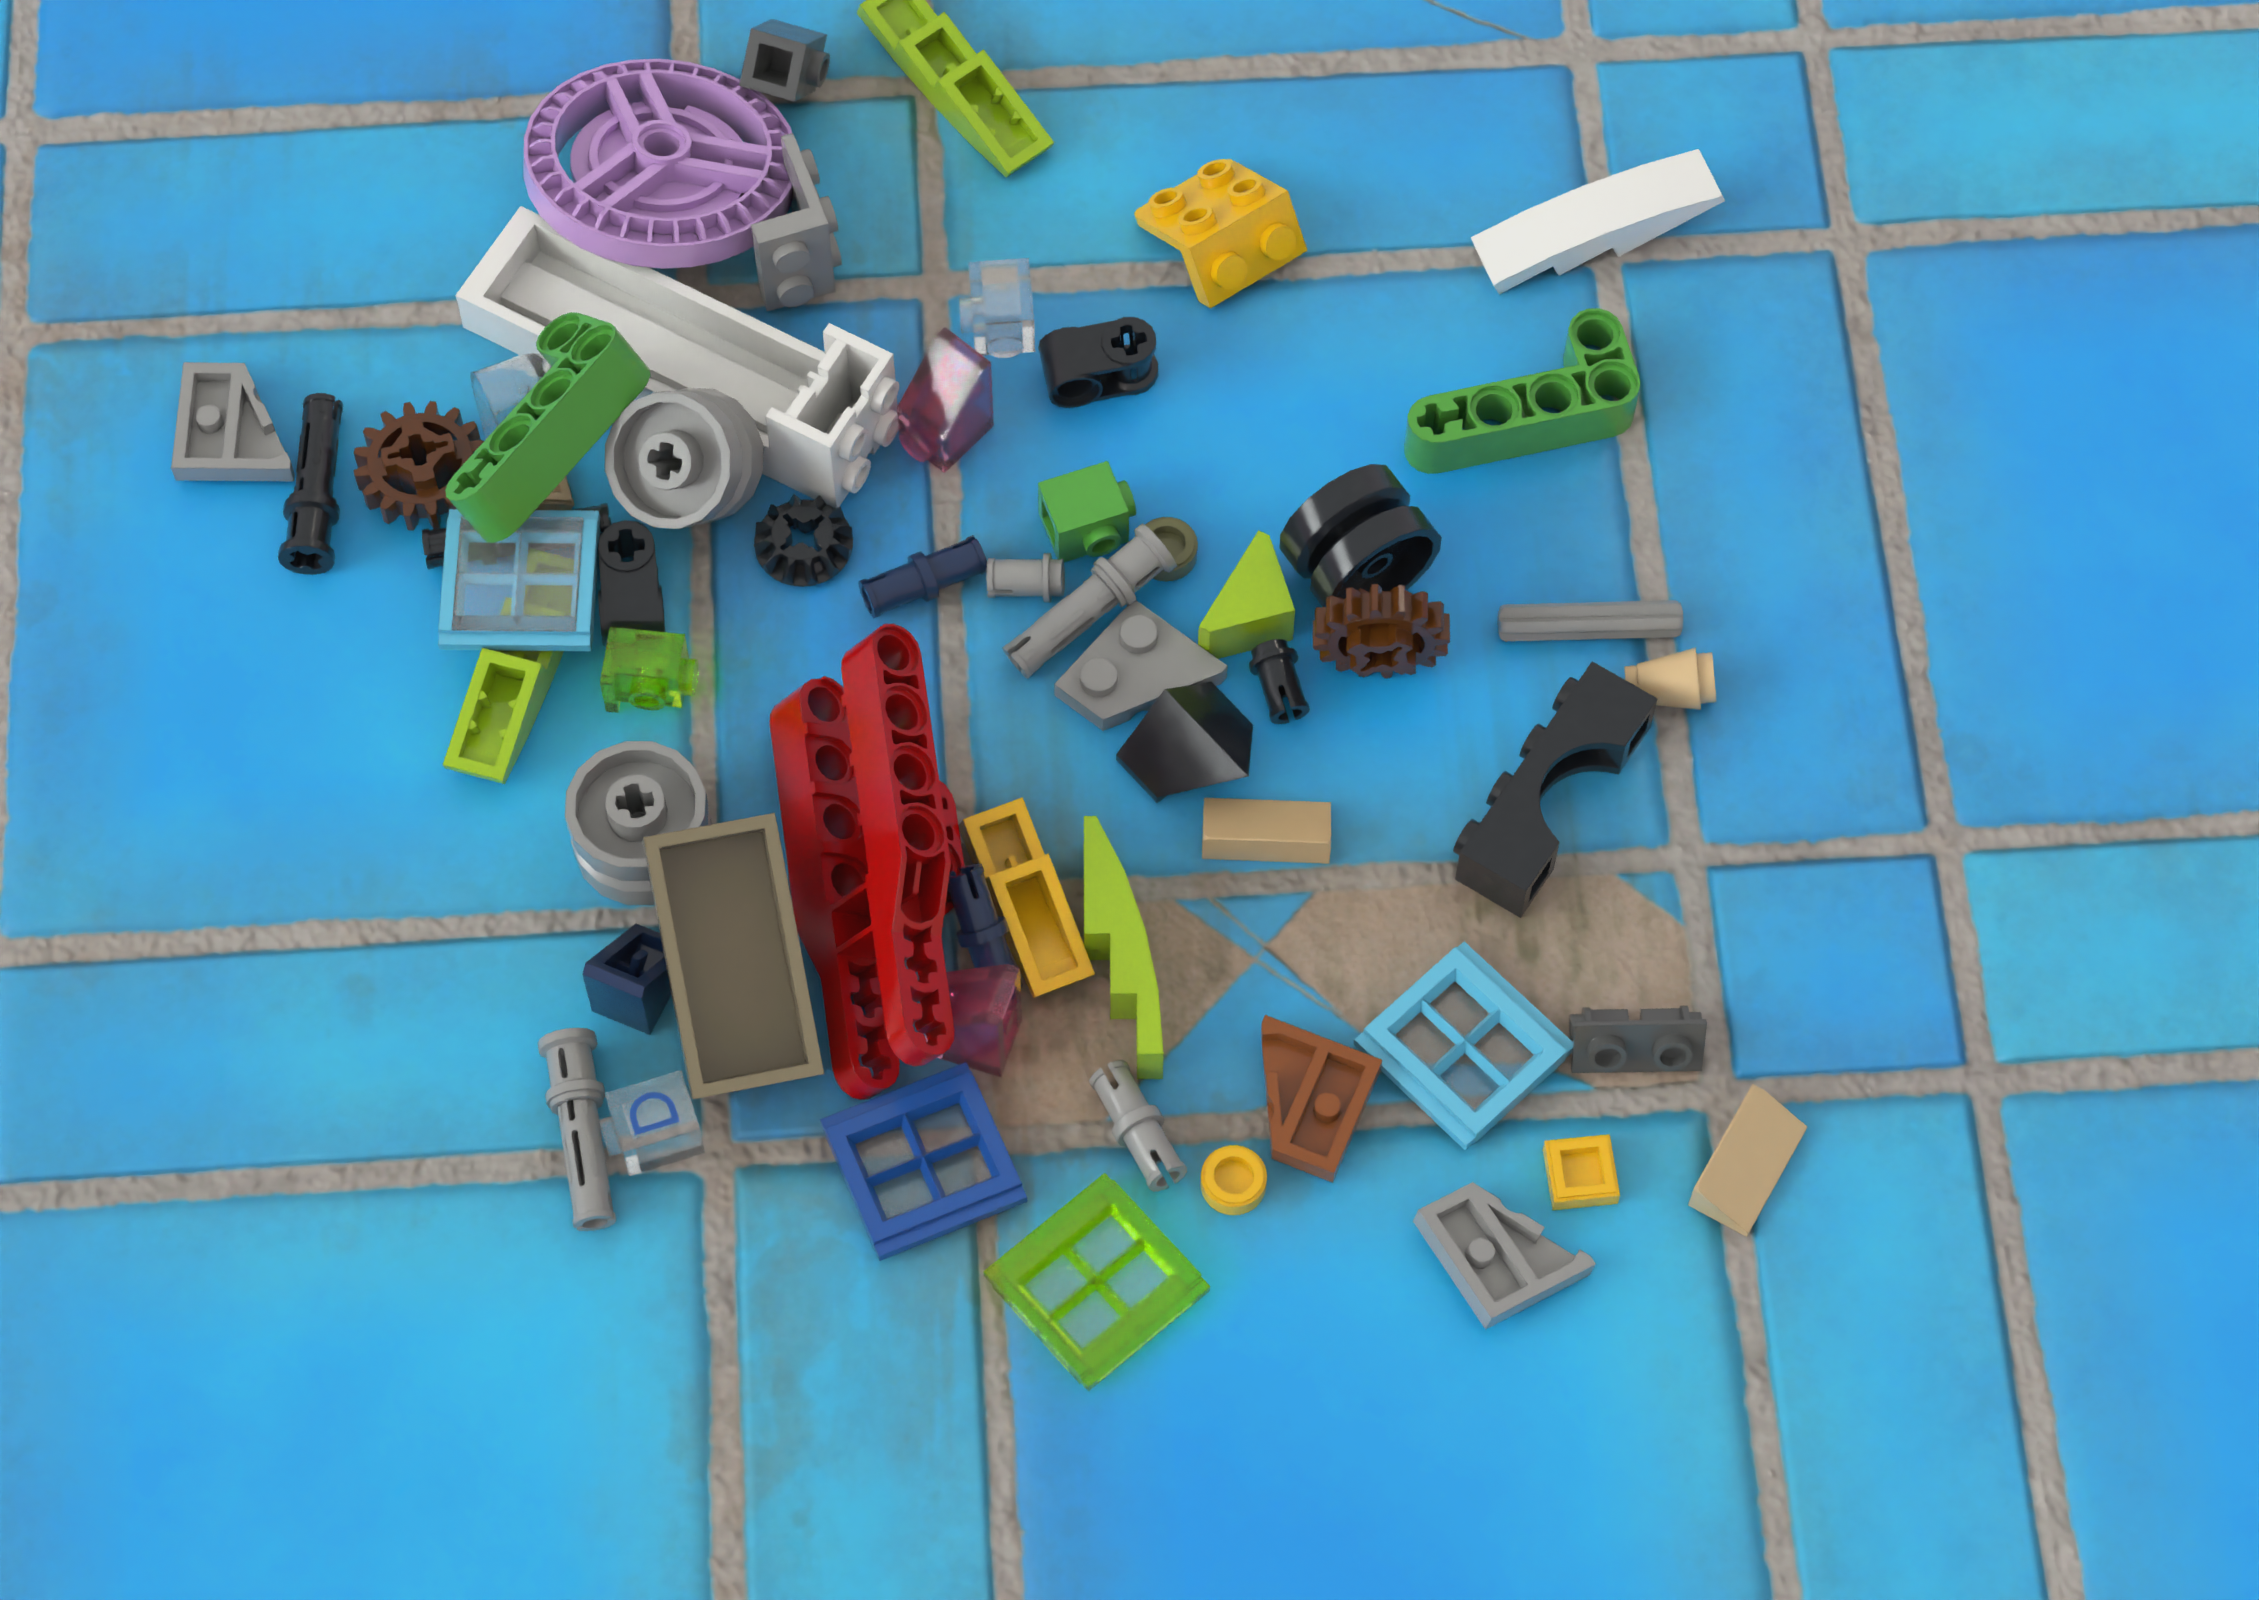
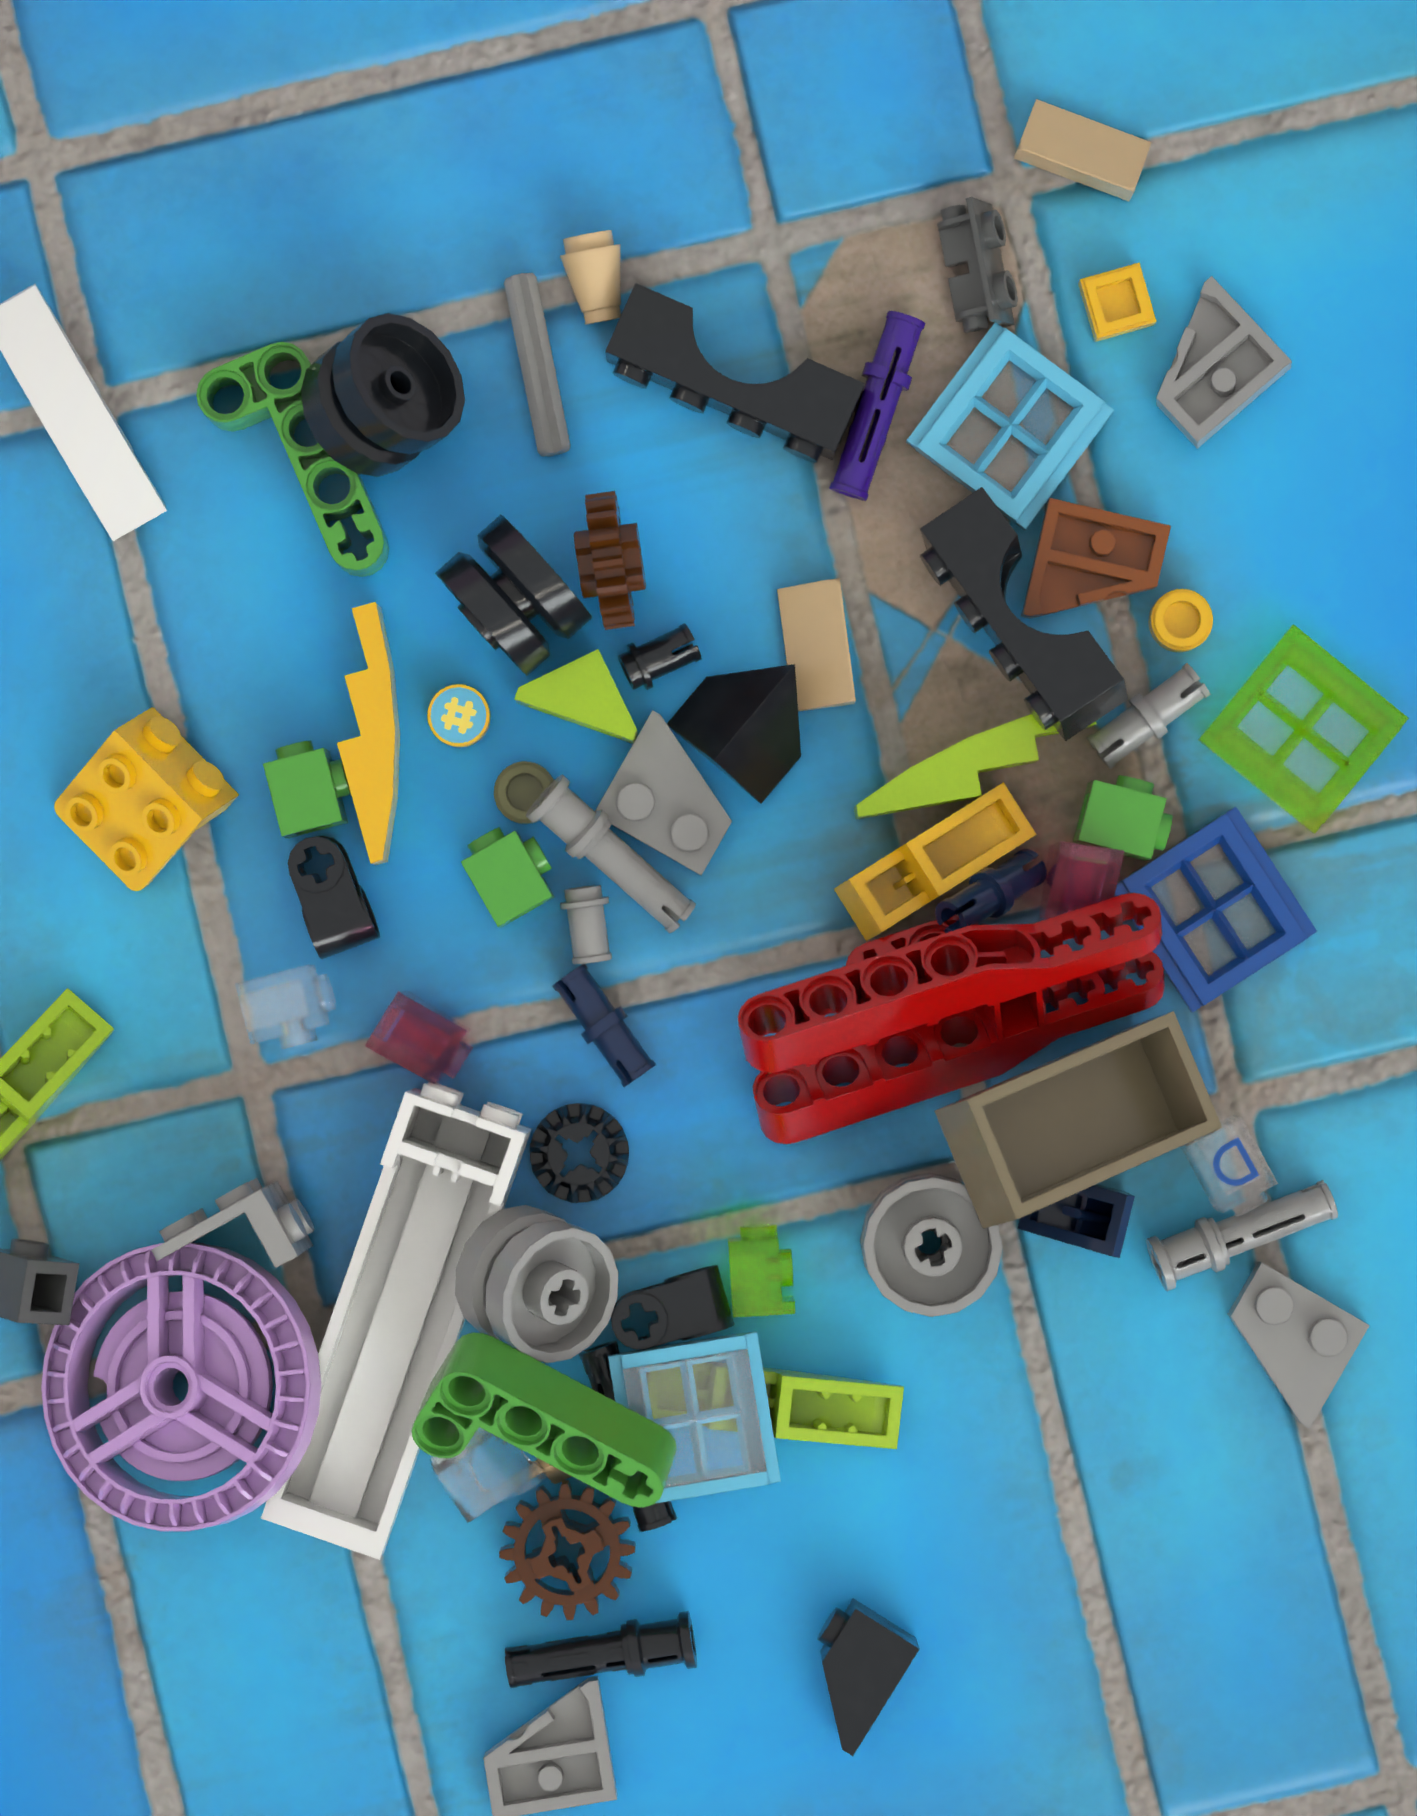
camera: 100 degrees left, 25 degrees up
(234, 700) = (862, 1667): none -> black slope
(458, 1169) = (1296, 1338): none -> light grey wing
(1034, 1078) = (1123, 818): none -> bright green brick
(1203, 355) = (306, 789): none -> bright green brick
(1222, 418) = (373, 757): none -> yellow slope
(1252, 502) = (459, 715): none -> tile
(1331, 977) = (1065, 674): none -> black arch
(1505, 919) = (899, 335): none -> dark purple pin
(1574, 456) = (382, 395): none -> black wheel

